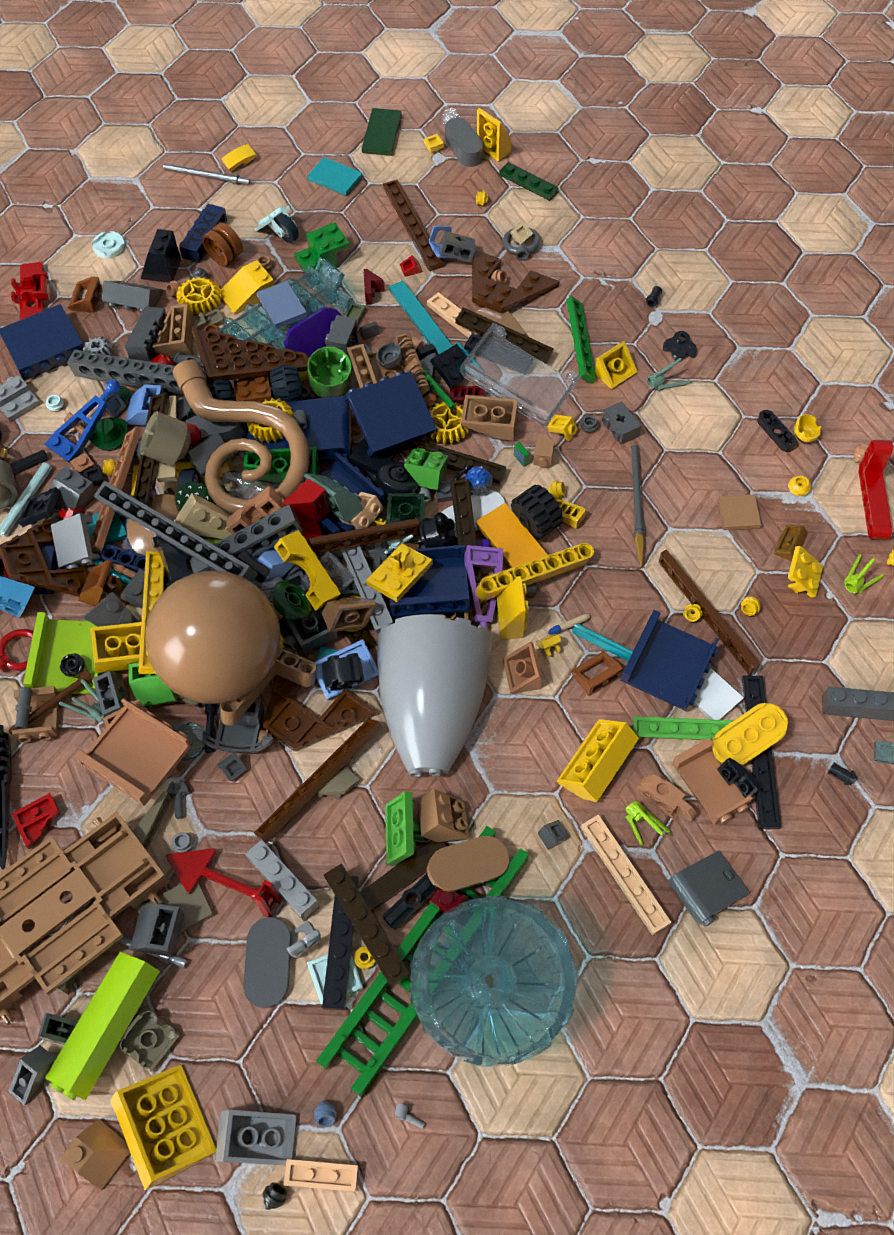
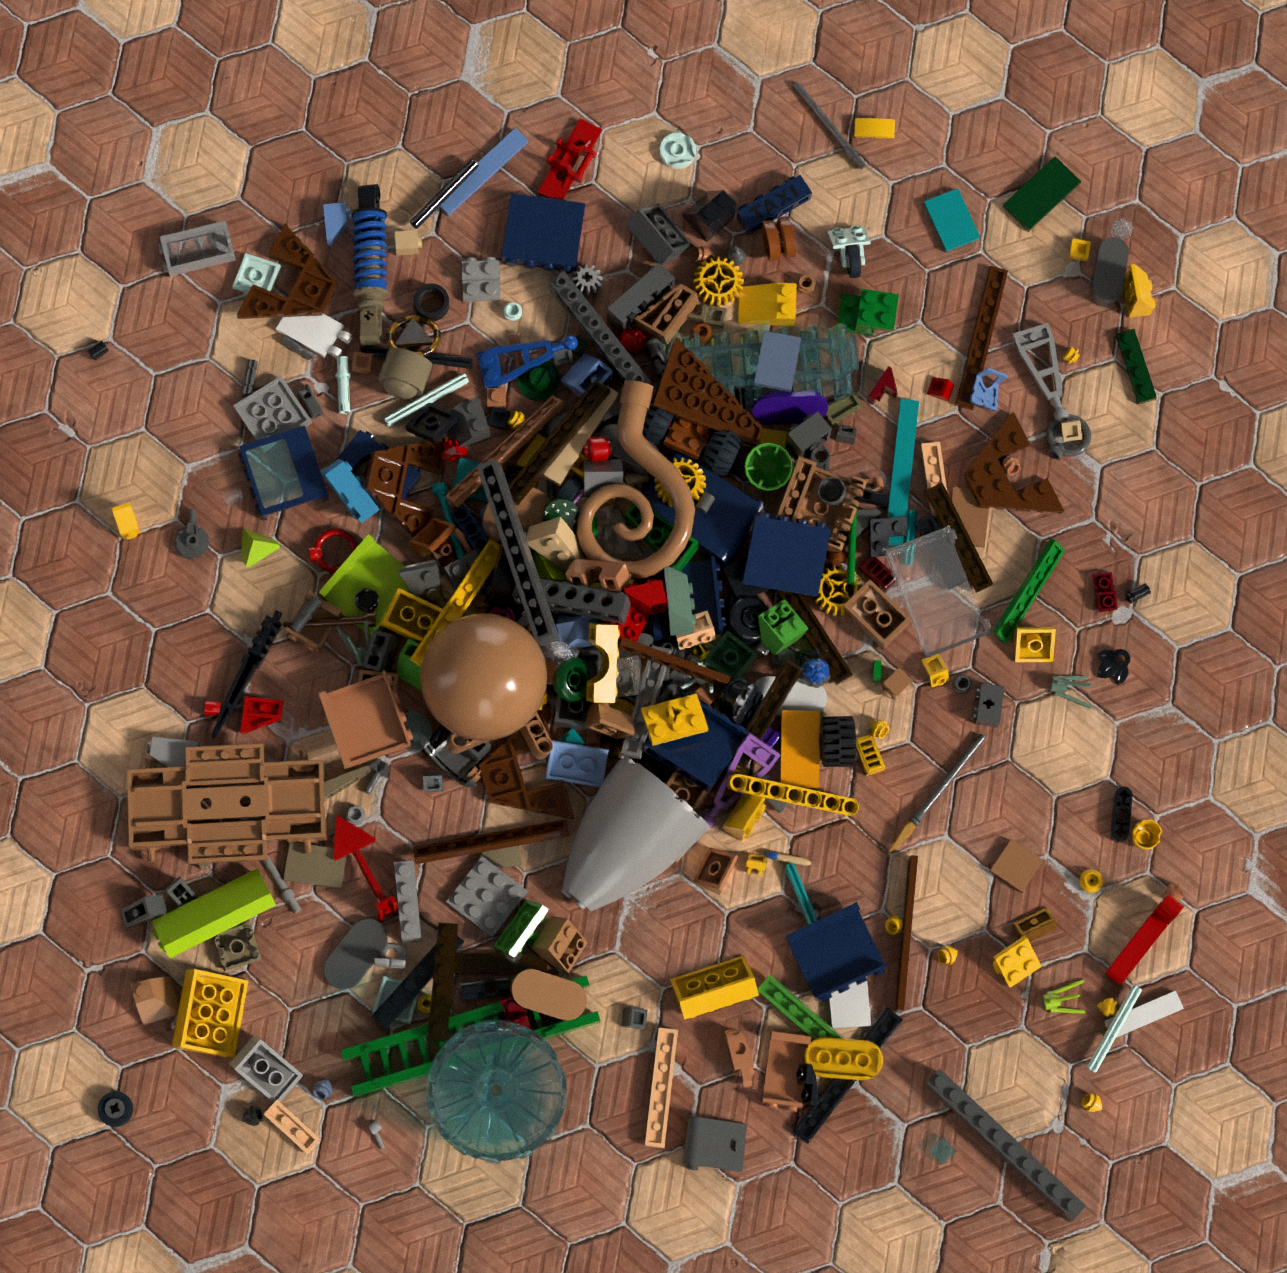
camera: 30 degrees right, 15 degrees up
(73, 541) = (437, 483): light grey panel -> none
(91, 298) = (620, 210): dark orange tile -> none
(157, 930) = (293, 872): dark grey slope -> none
(165, 439) = (571, 449): dark tan piece -> none
(261, 569) = (562, 627): black bar -> none
(342, 672) = (568, 770): black brick -> none
(349, 827) = (487, 897): none -> light grey plate
(452, 198) = (1034, 338): none -> light grey plate
(457, 246) = (996, 403): dark grey brick -> none
(602, 679) = (771, 926): dark orange tile -> none
(630, 310) = (1104, 592): none -> dark red slope
(639, 812) = (709, 1050): lime plant -> none
(842, 774) = (892, 1141): black pin -> none

